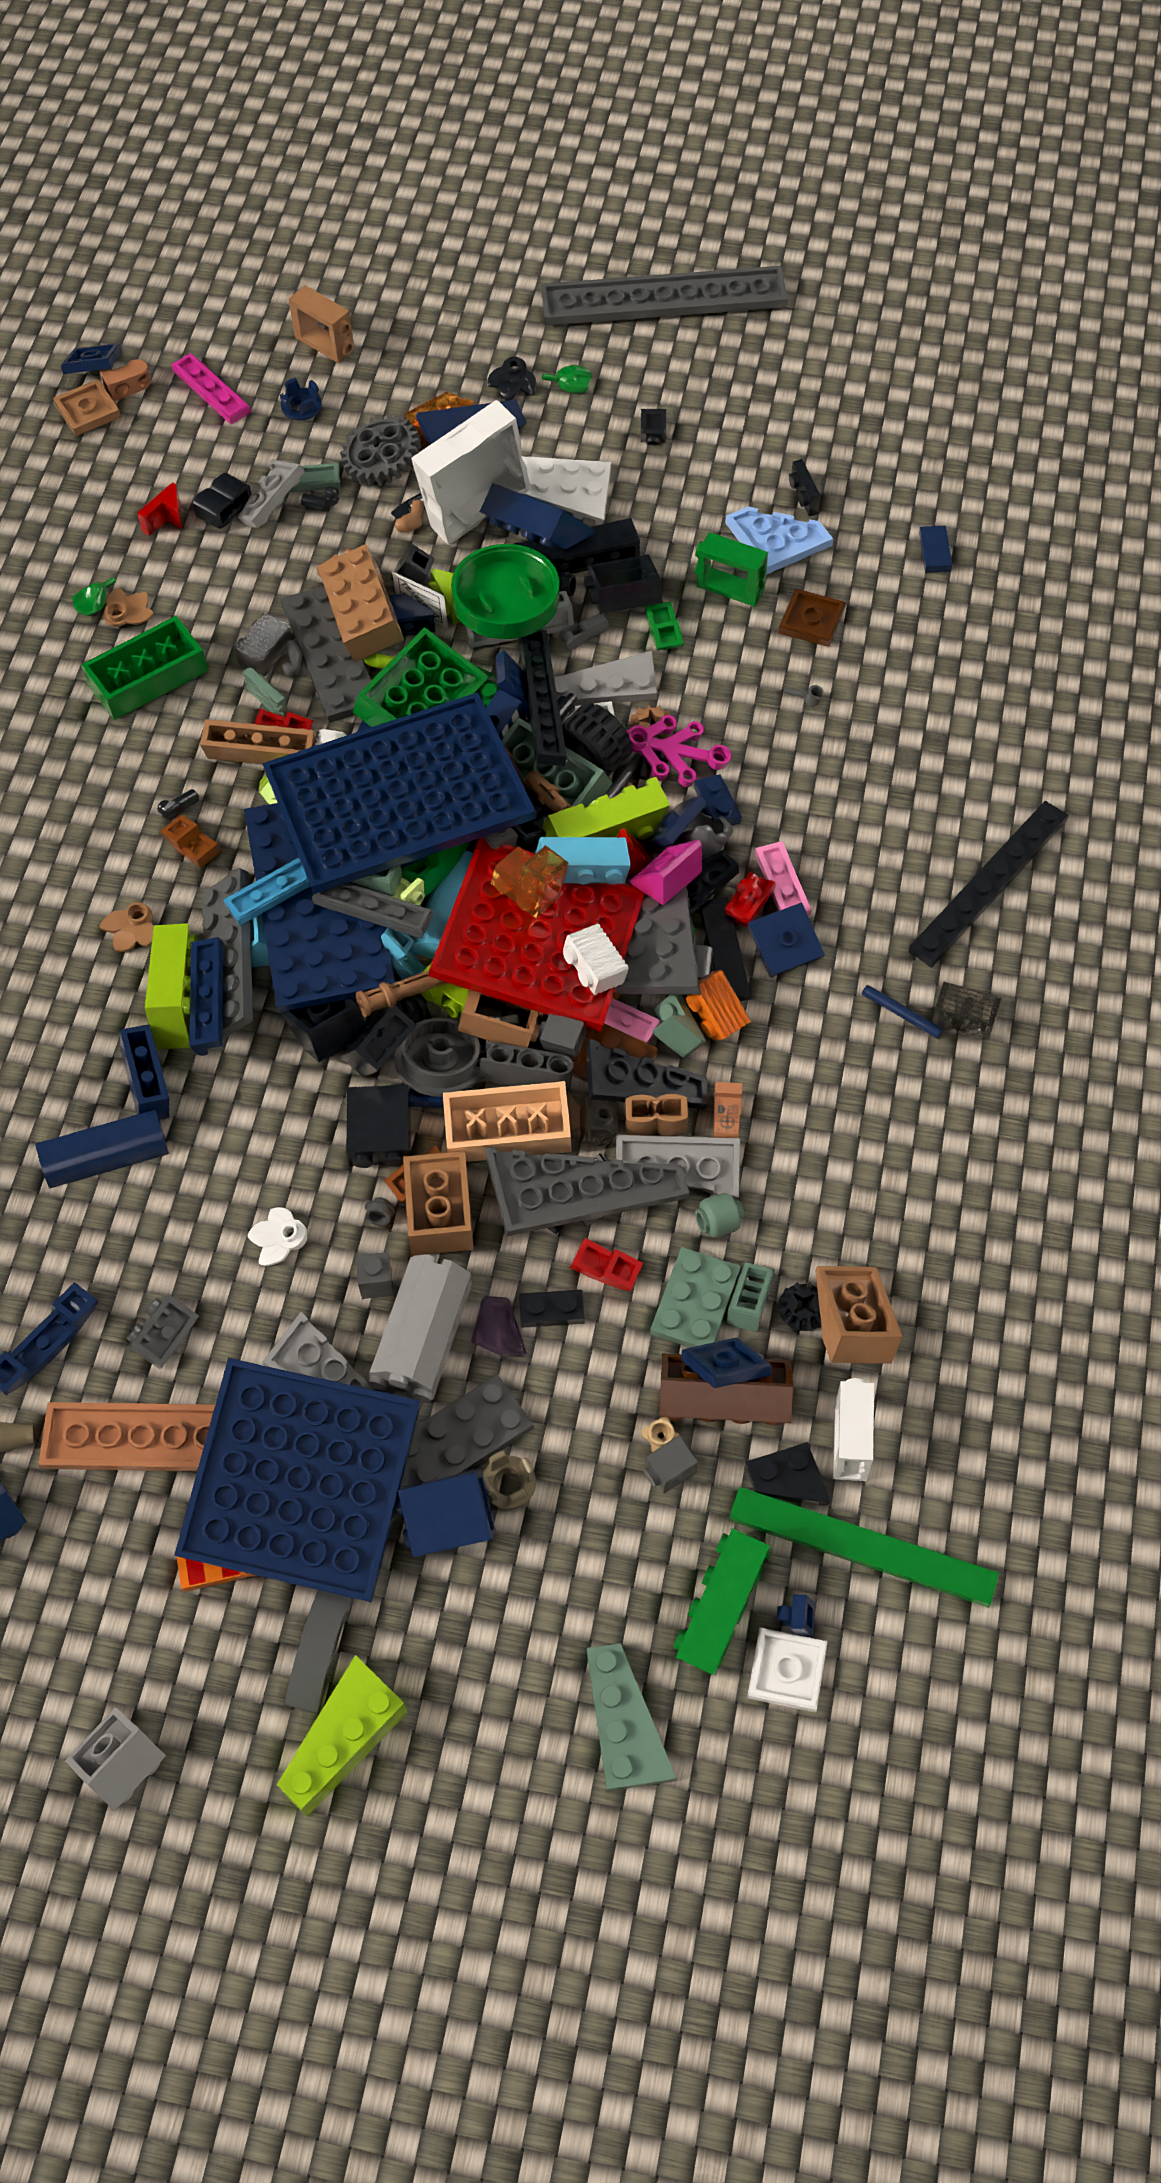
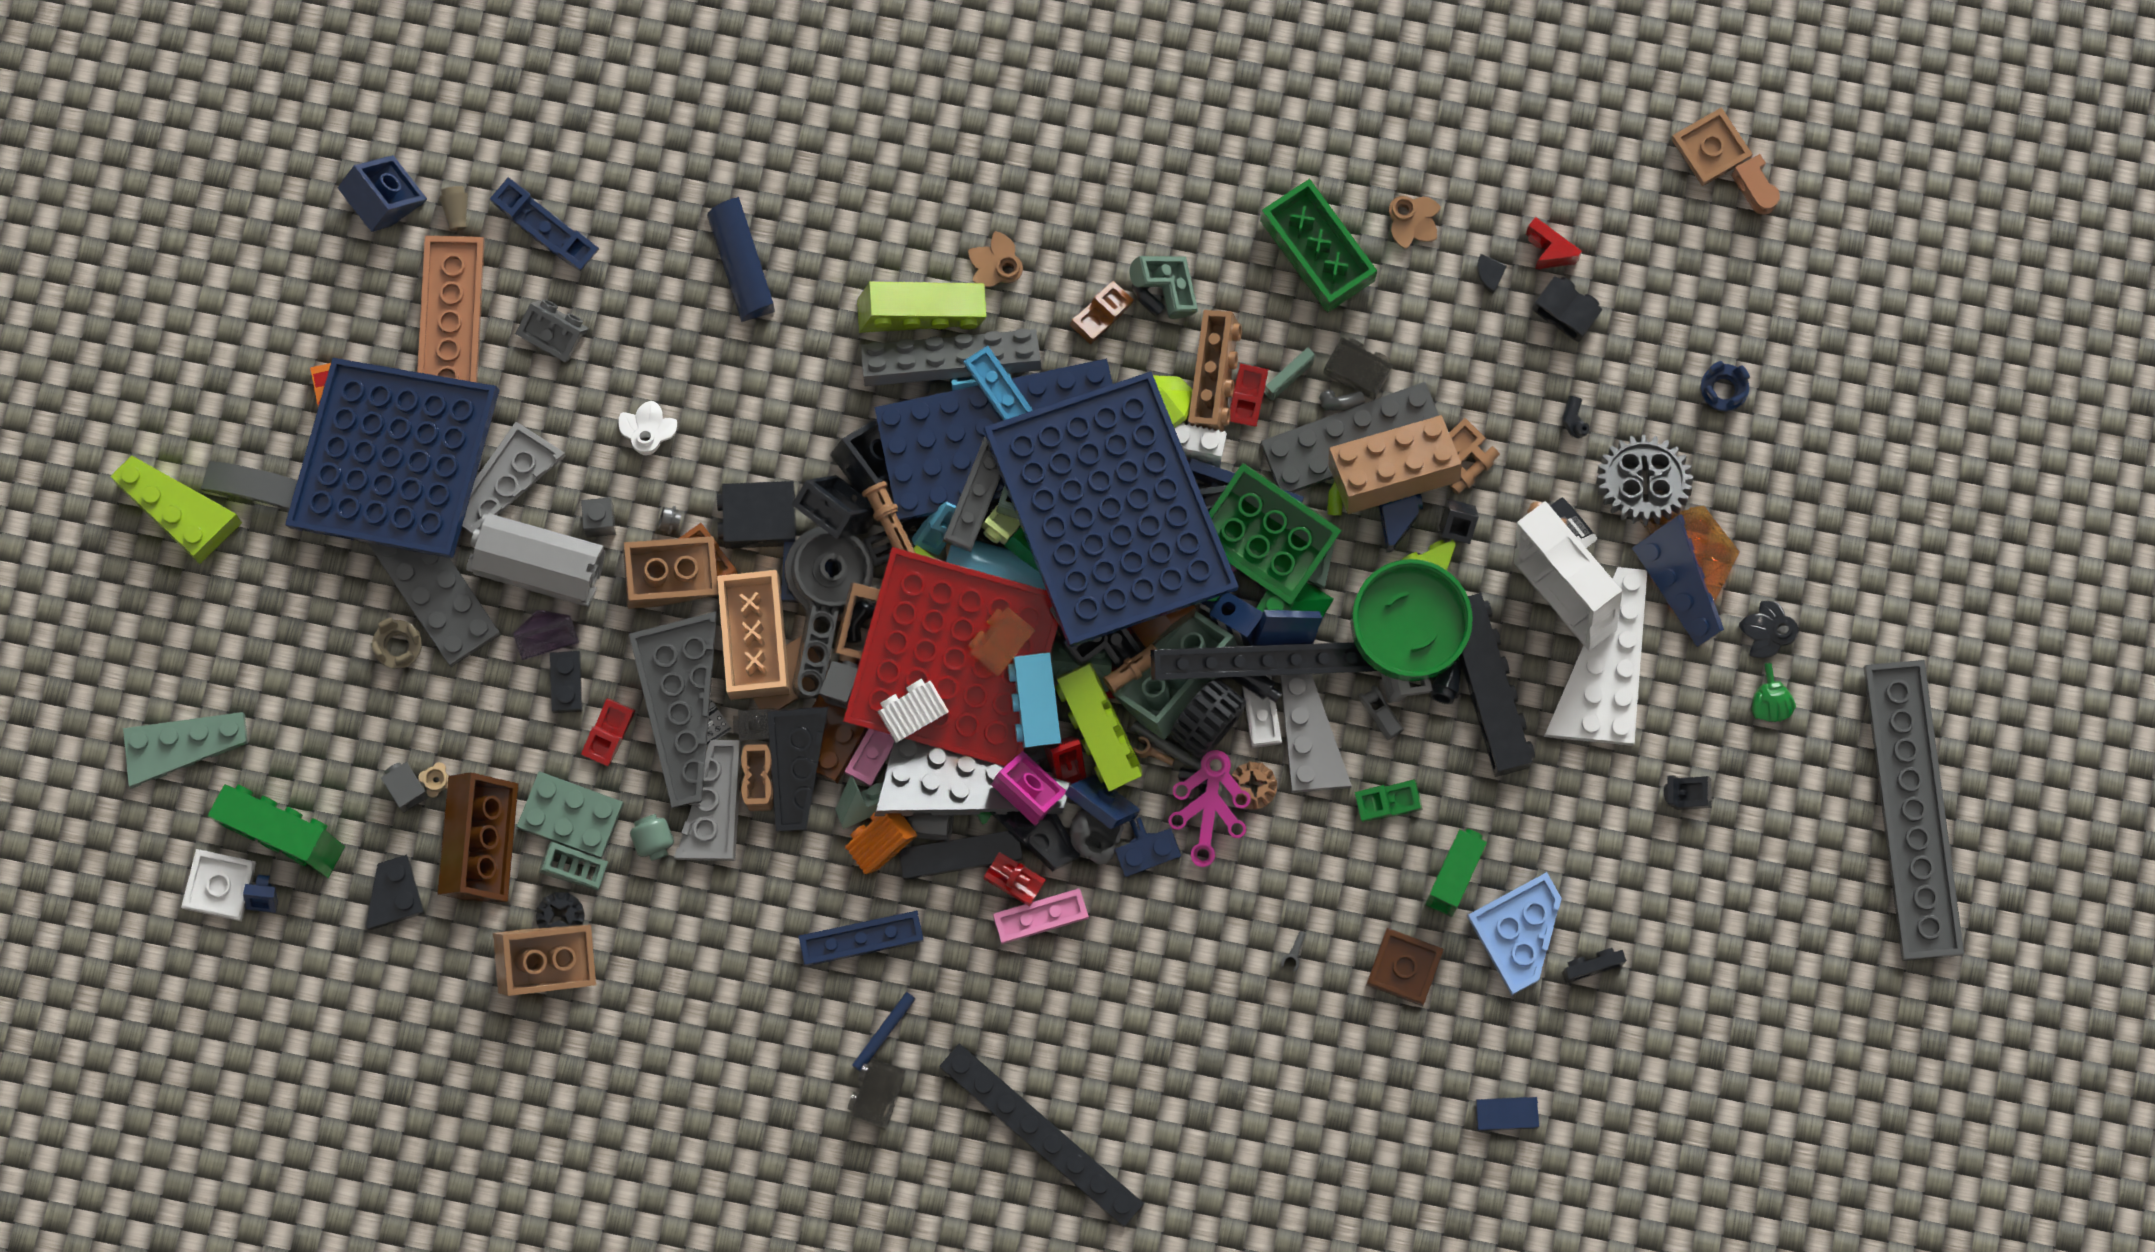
camera: 85 degrees right, 15 degrees up
(91, 358) = (1782, 144): dark blue plate -> none
(92, 597) = (1424, 181): green piece -> none
(115, 1759) = (166, 325): light grey slope -> none
(144, 1070) = (816, 289): dark blue brick -> none
(161, 783) = (1173, 277): none -> sand green brick
(181, 555) = (1490, 272): none -> black tile
(206, 995) = (896, 340): dark blue hinge -> none
(211, 388) = (1750, 283): dark pink tile -> none
(273, 489) = (1584, 365): light grey wing -> none
(307, 308) = (1837, 402): medium nougat window -> none
(319, 477) = (1611, 408): sand green tile -> none
(423, 595) = (1410, 529): white sticker -> none
(446, 1513) = (360, 587): dark blue brick -> none
(533, 518) = (1523, 653): dark blue slope -> none
(623, 584) = (1459, 748): black window -> none
(726, 1362) = (493, 835): dark blue tile -> none
(727, 1109) = (765, 849): nougat leg -> none
(785, 939) = (965, 915): dark blue plate -> none
(813, 1029) = (861, 938): none -> dark blue plate
(853, 1430) = (424, 948): white window -> none
(864, 1547) = (325, 957): green tile -> none

